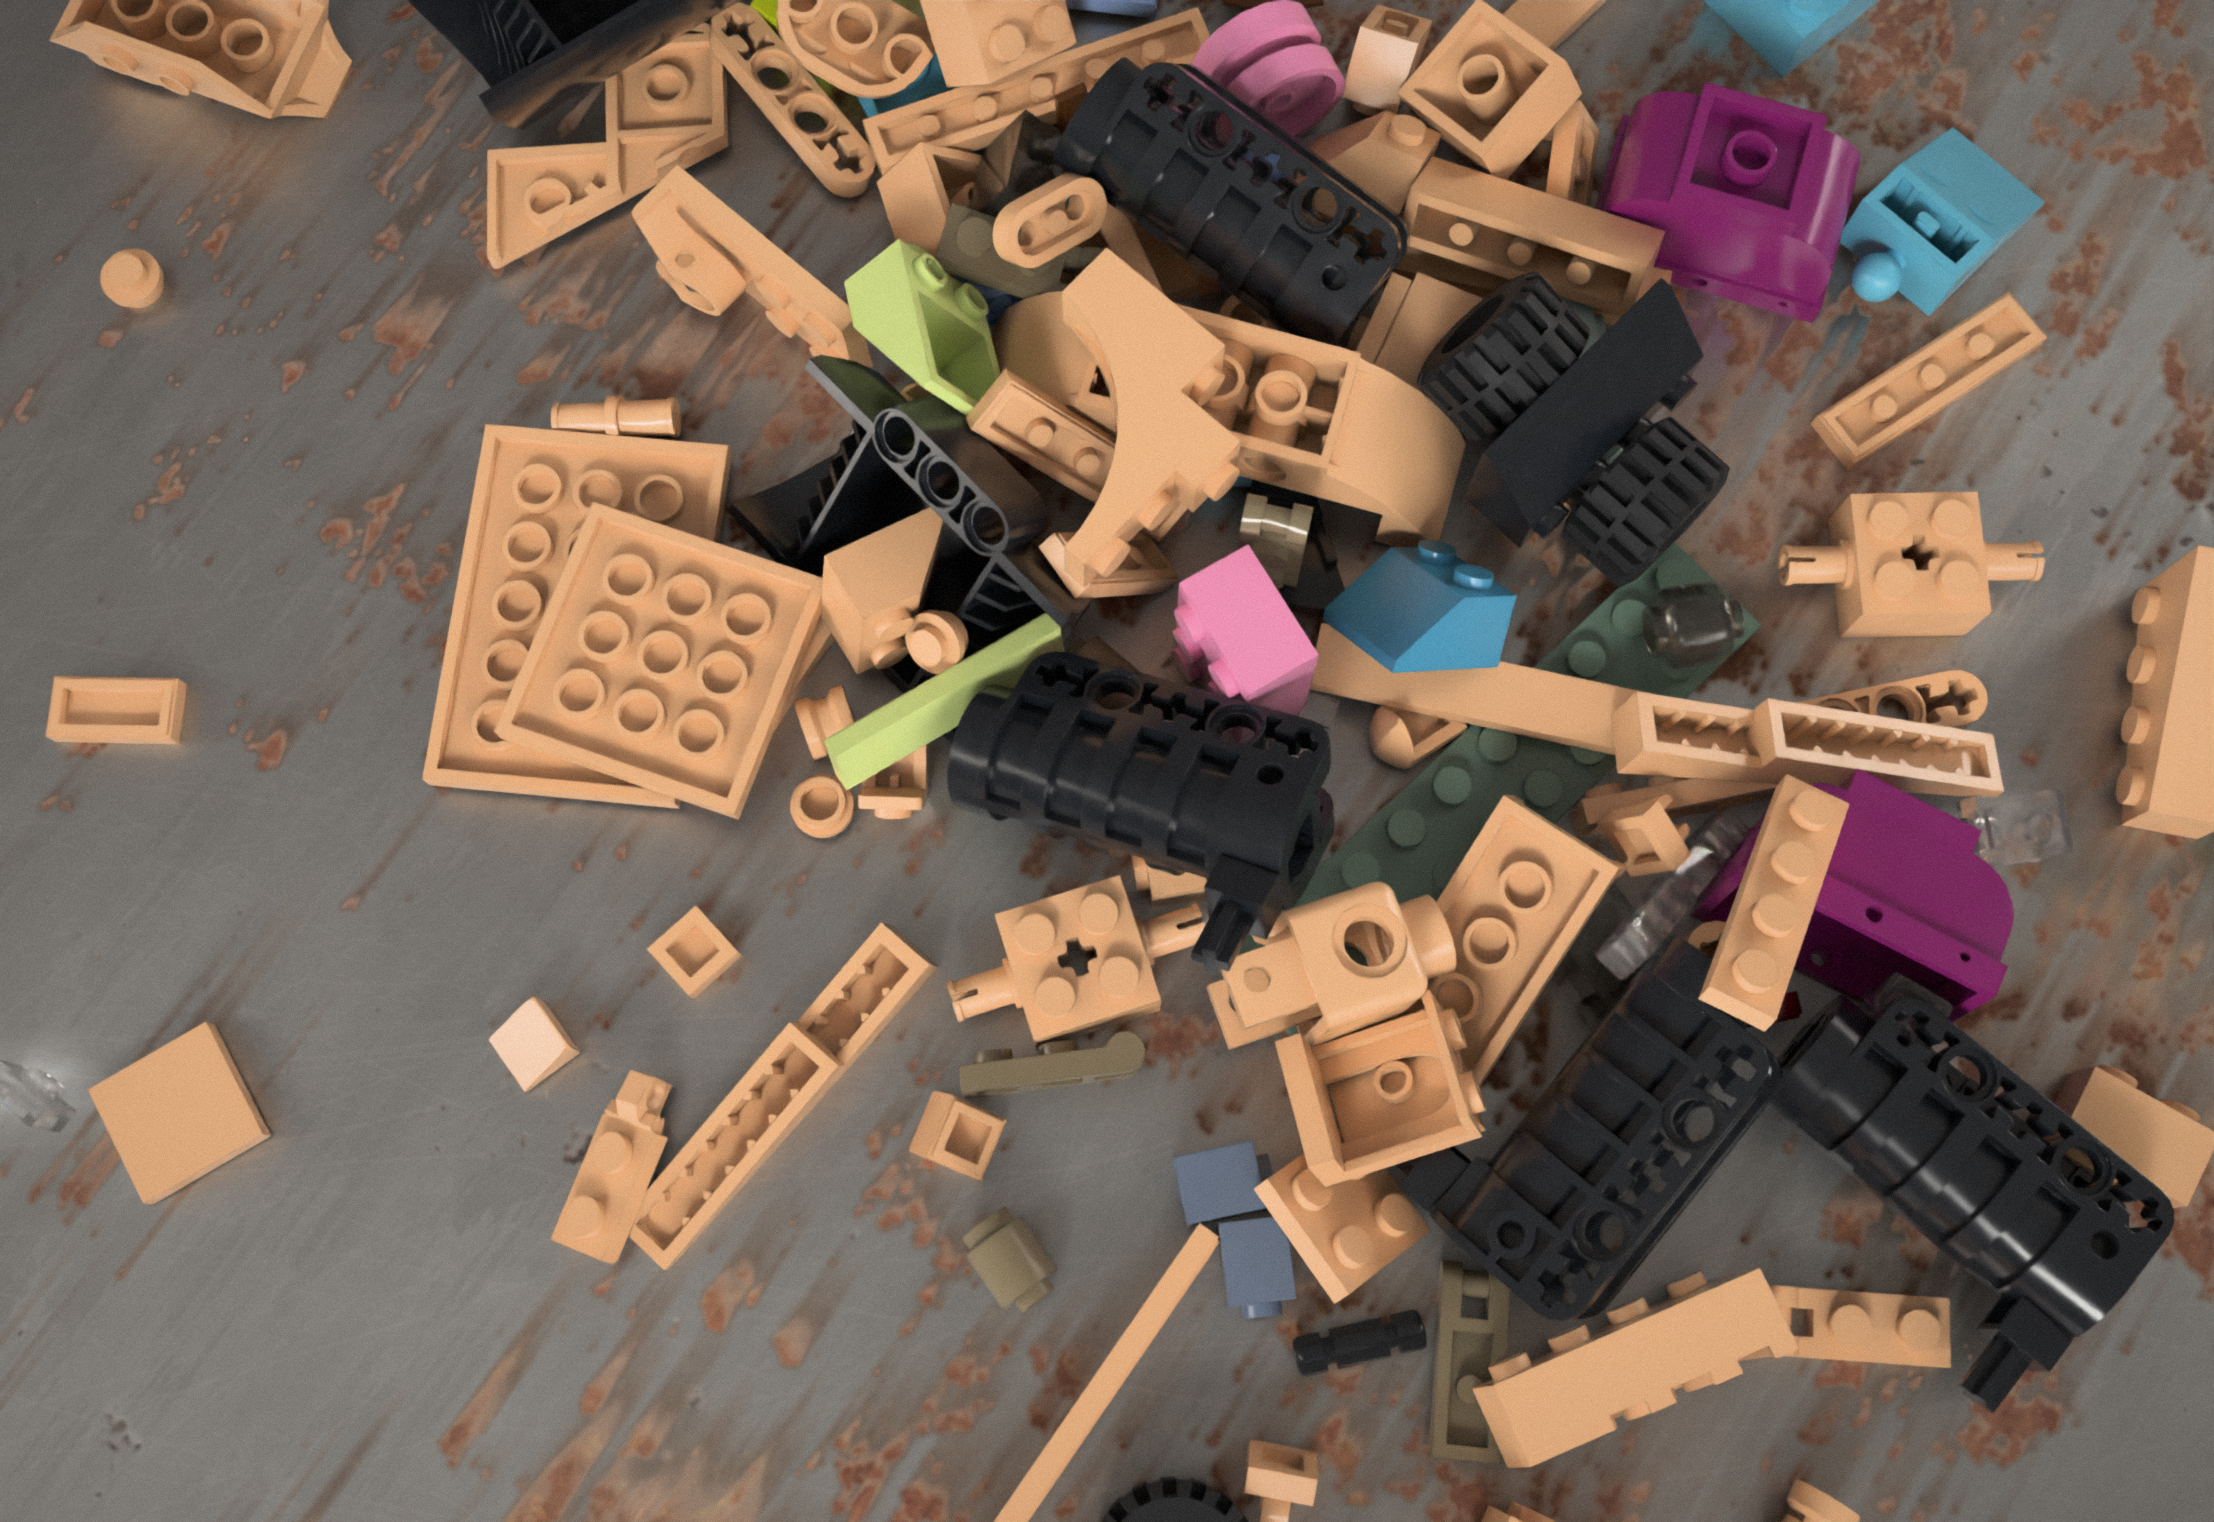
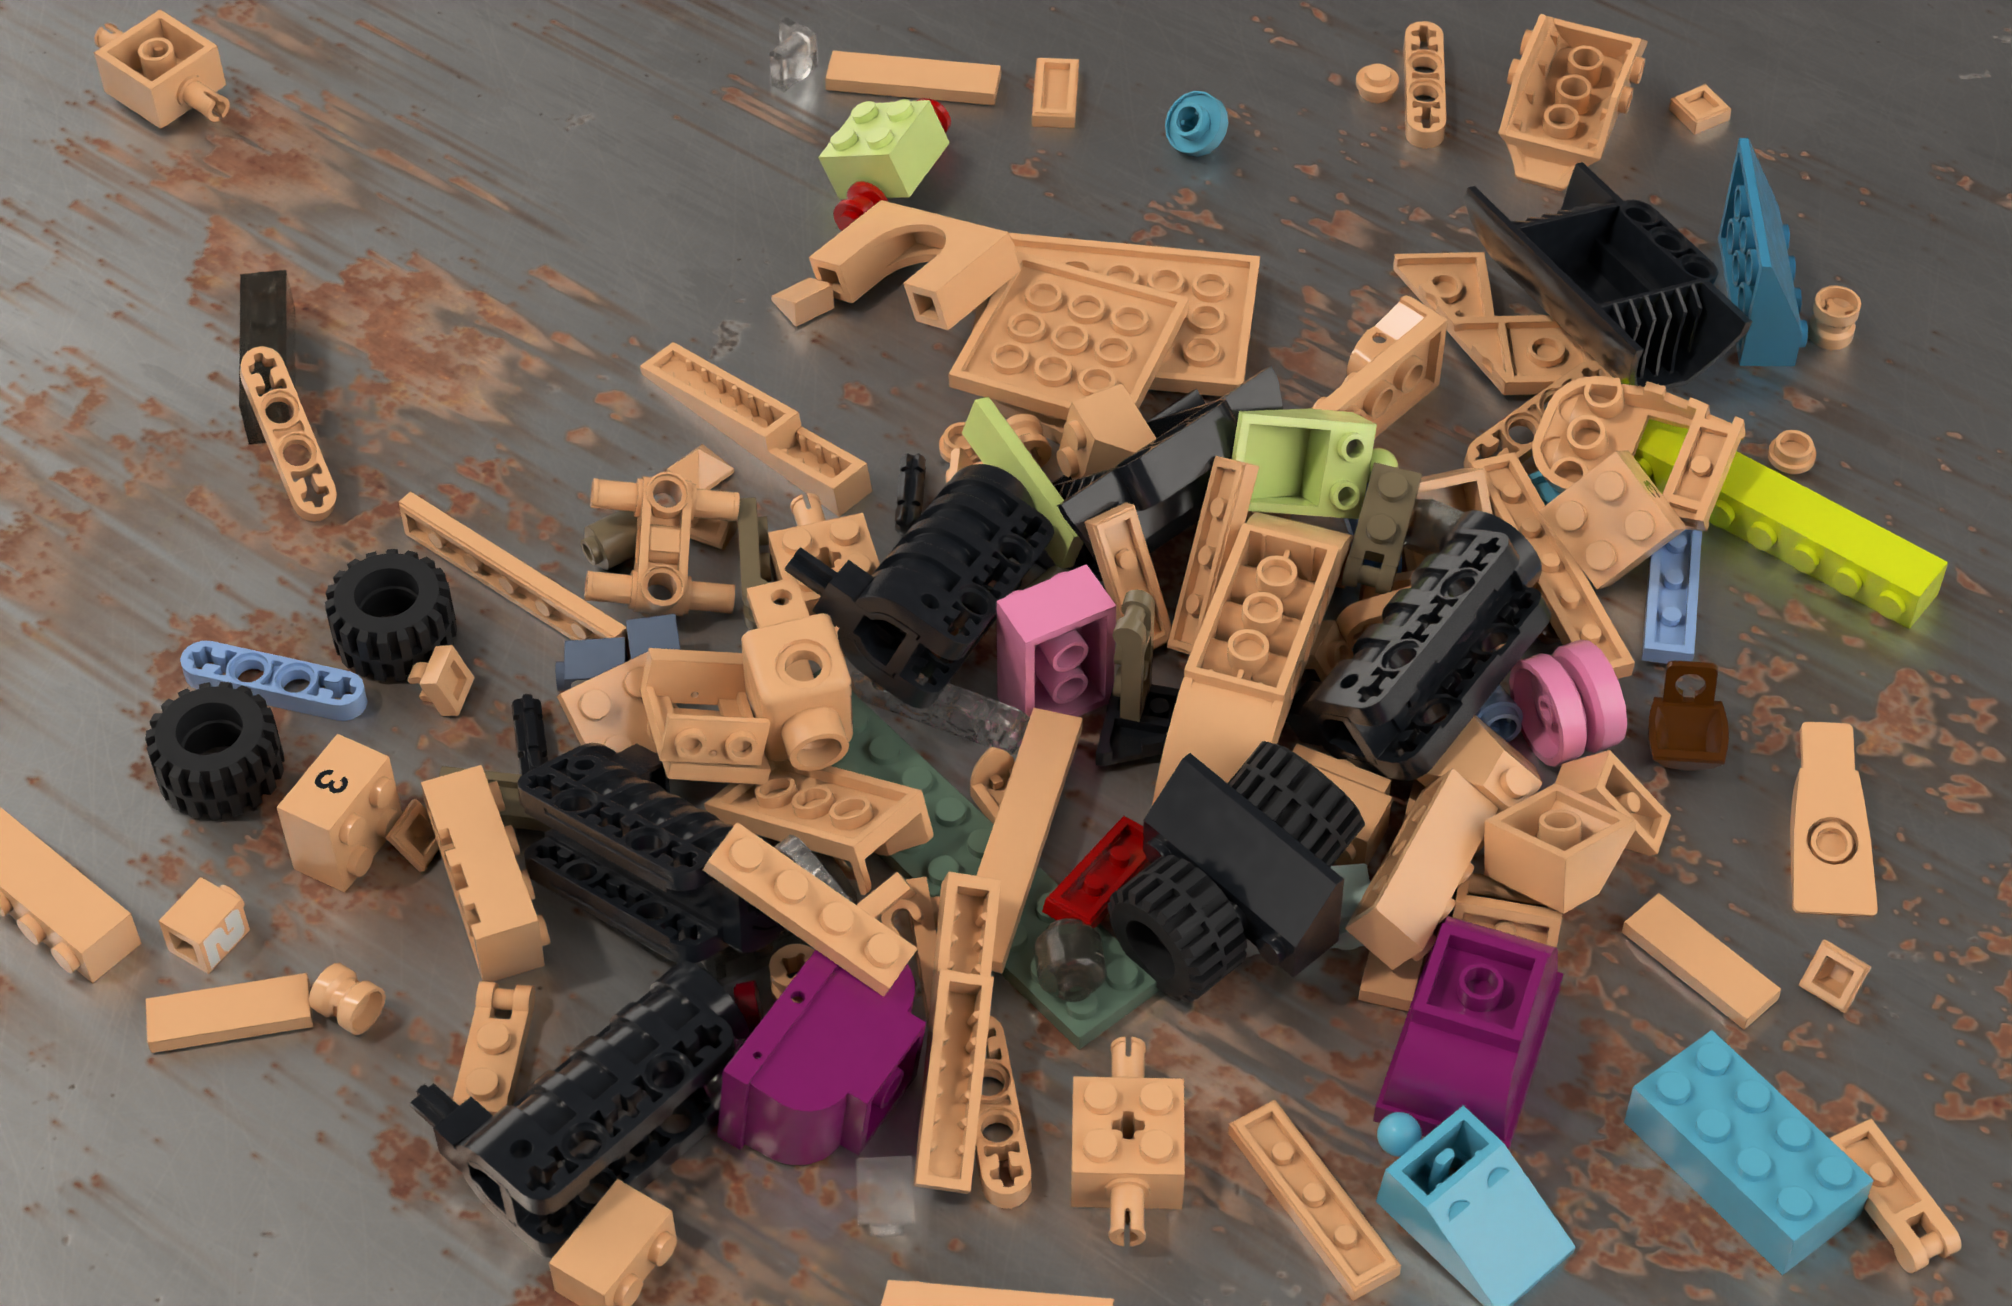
camera: 90 degrees right, 25 degrees down
(68, 917) = (913, 77): none -> light nougat tile
(138, 226) = (1426, 84): none -> light nougat beam
(179, 1113) = (775, 133): light nougat tile -> none
(215, 507) = (1196, 123): none -> medium azure plate
(266, 936) = (883, 153): none -> yellowish green brick
(436, 914) = (963, 258): none -> light nougat arch
(615, 1170) = (711, 337): light nougat hinge -> none
(619, 417) = (1267, 330): light nougat pin -> none
(694, 952) = (860, 380): light nougat tile -> none
(862, 1162) = (702, 468): none -> light nougat slope
(909, 869) = (910, 491): none -> black axle
(936, 640) = (1067, 468): light nougat plate -> none
(1045, 224) = (1402, 524): light nougat plate -> none
(1051, 1189) = (662, 545): none -> light nougat piece
(1157, 377) = (1198, 551): light nougat arch -> none
(1425, 611) = (1082, 770): dark azure slope -> none
(1543, 1486) = (414, 836): none -> light nougat slope
(1554, 603) = (1100, 873): none -> red tile

